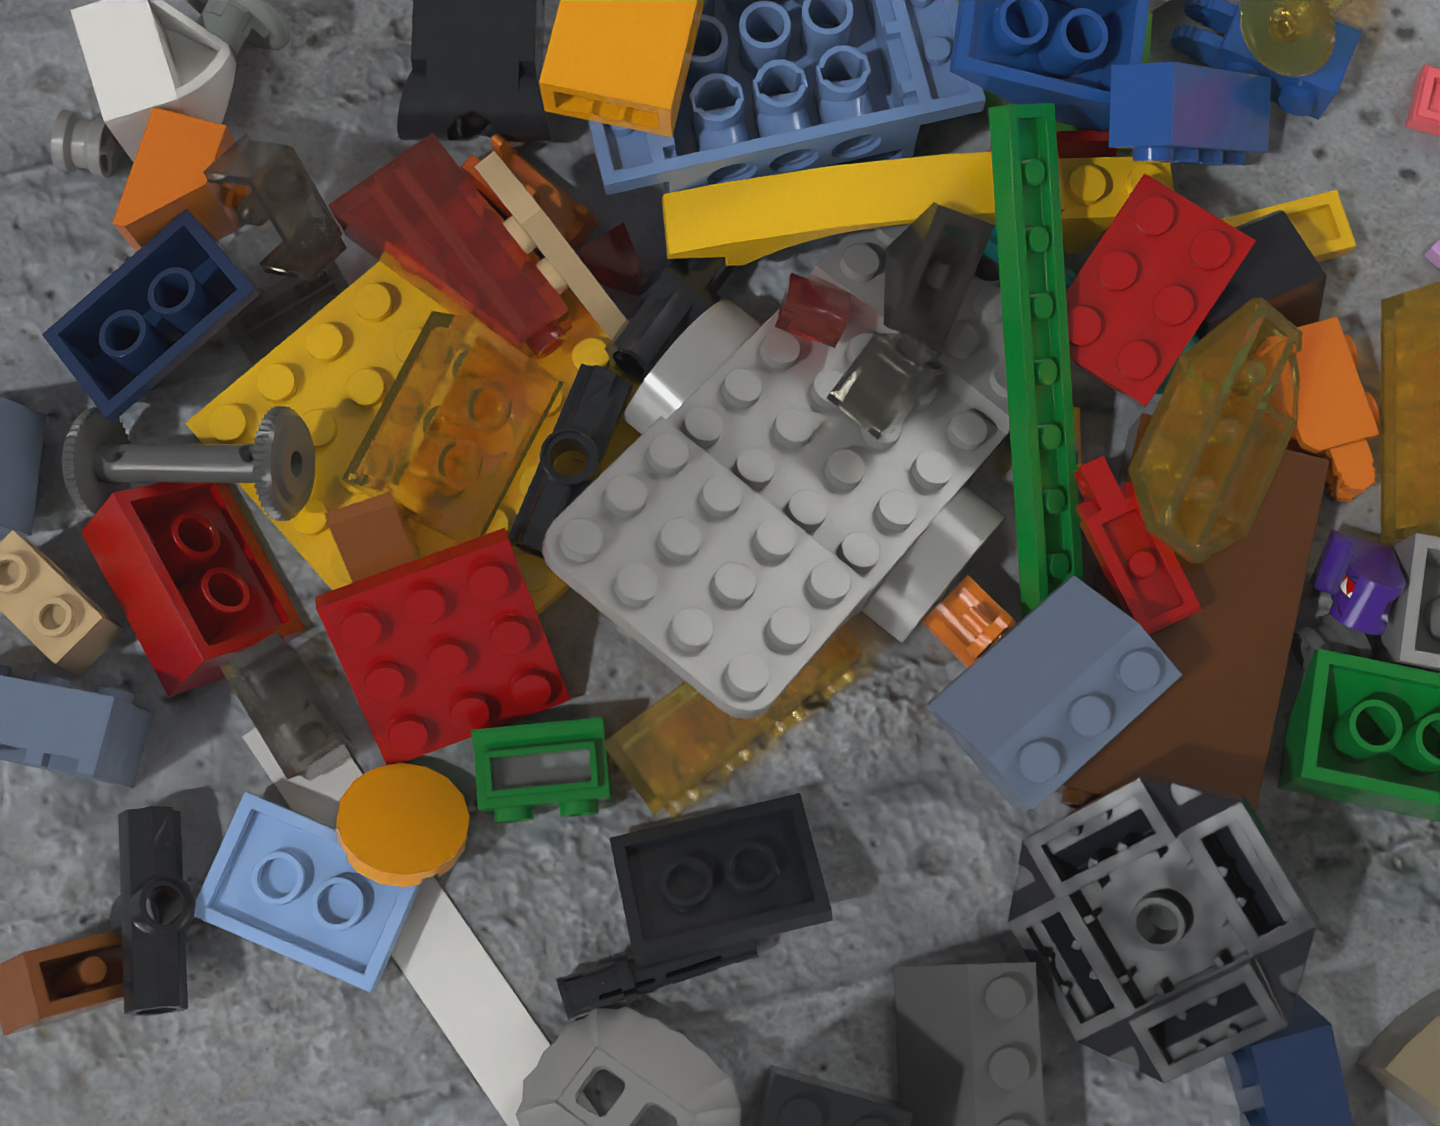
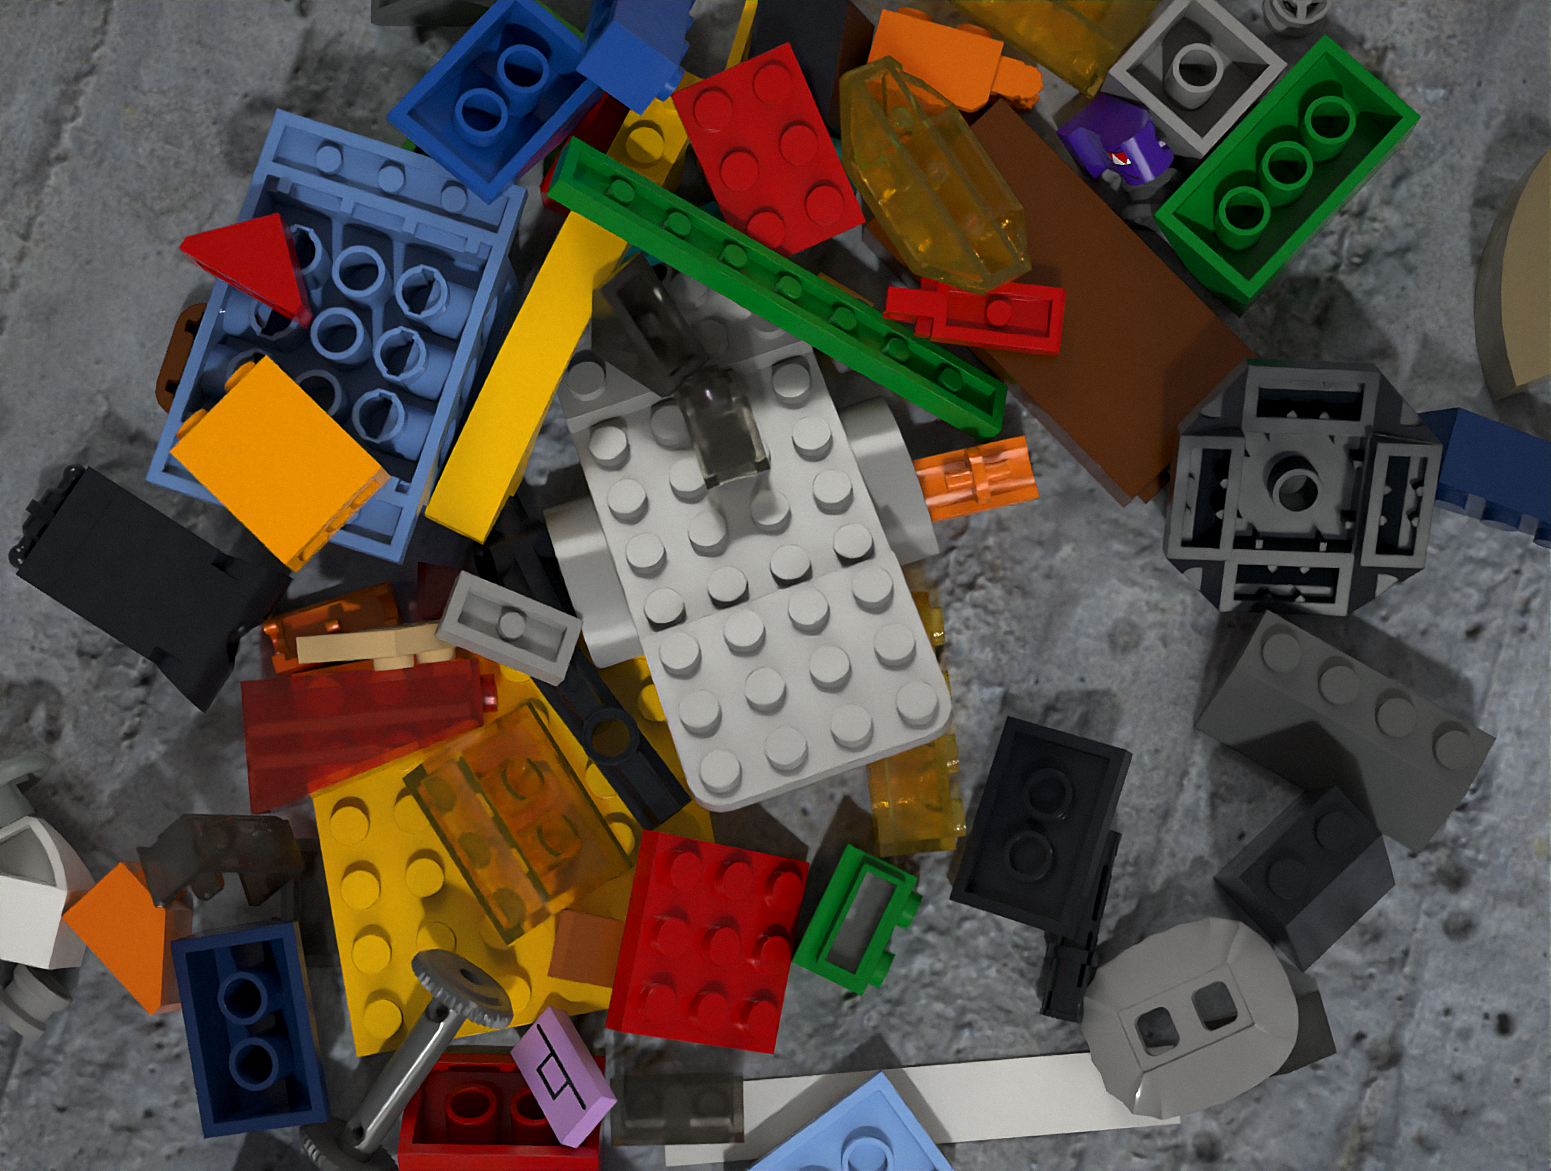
camera: 60 degrees left, 5 degrees up
(259, 596) = (563, 1076): none -> lavender tile
(402, 824) = (833, 1068): light orange tile -> none
(607, 313) = (509, 628): none -> light grey plate
(814, 310) = (609, 447): clear red slope -> none
(1053, 692) = (1061, 456): sand blue slope -> none

